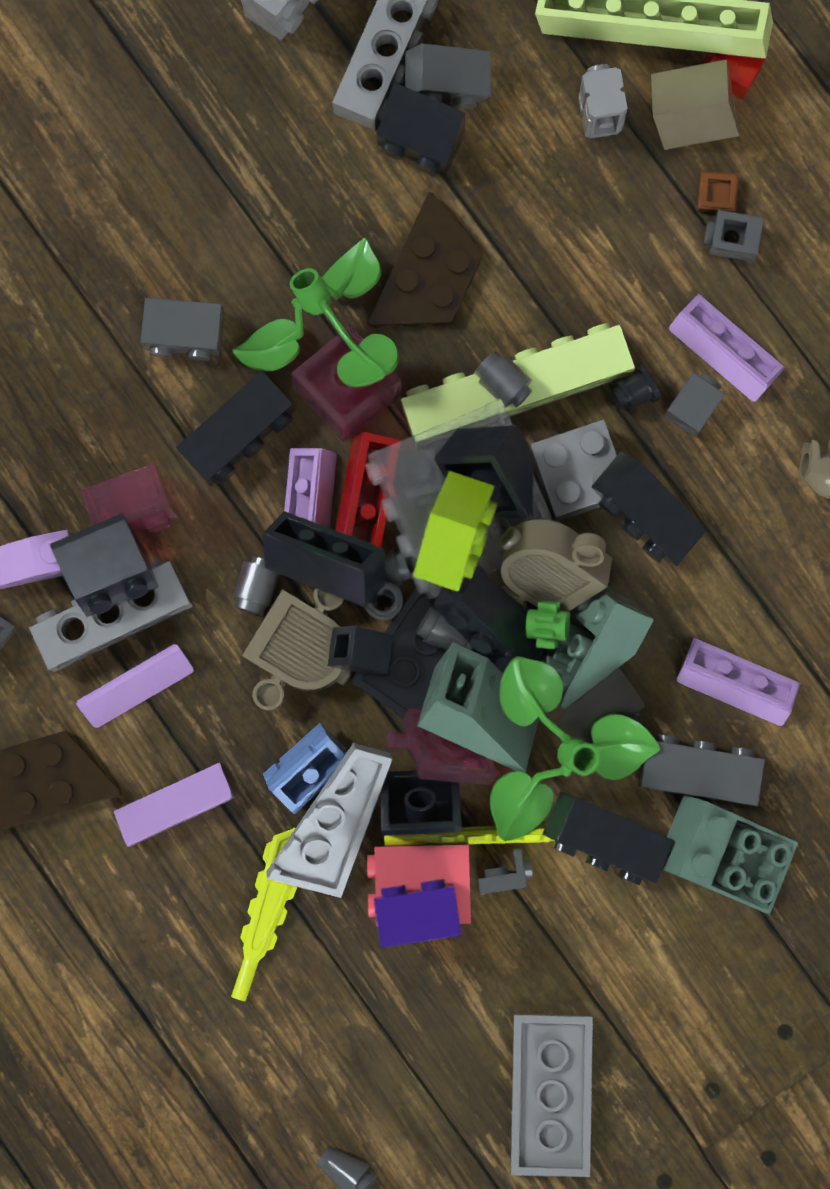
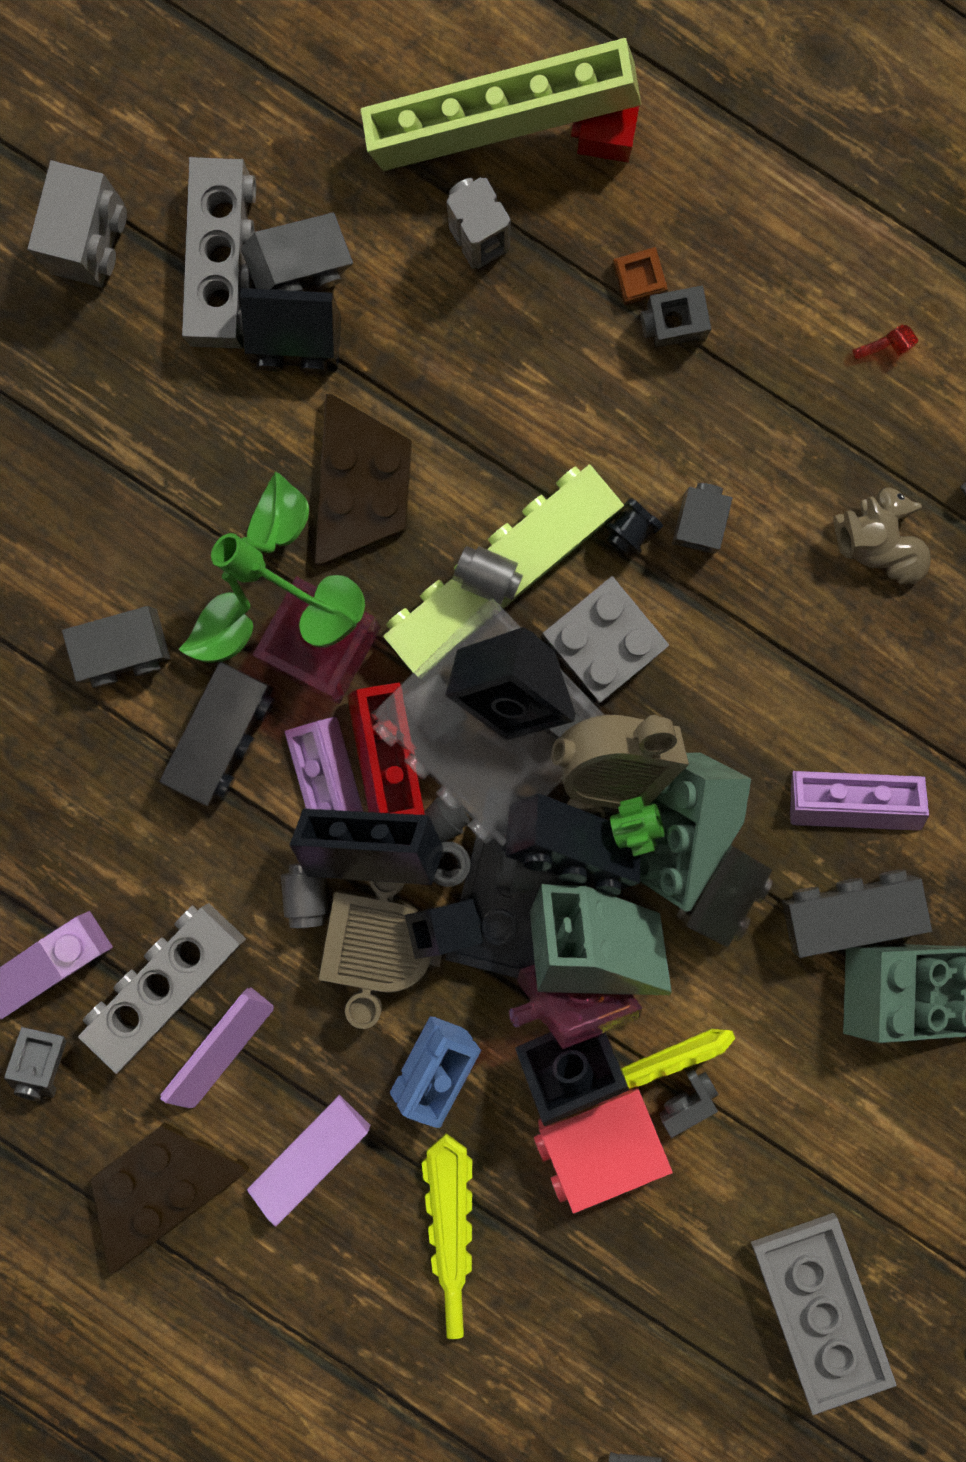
camera: 30 degrees left, 5 degrees up
(104, 565) = (131, 945): black slope -> none
(137, 494) = (133, 861): clear pink brick -> none
(331, 832) = (487, 1126): light grey wing -> none
(417, 914) = (615, 1197): dark purple brick -> none
(455, 531) = (501, 770): lime brick -> none
(607, 839) = (784, 1028): black brick -> none
(617, 750) = (761, 928): bright green plant -> none
(647, 509) = (696, 657): black brick -> none
(694, 104) = (579, 187): dark tan slope -> none
(726, 348) = (712, 444): lavender slope -> none

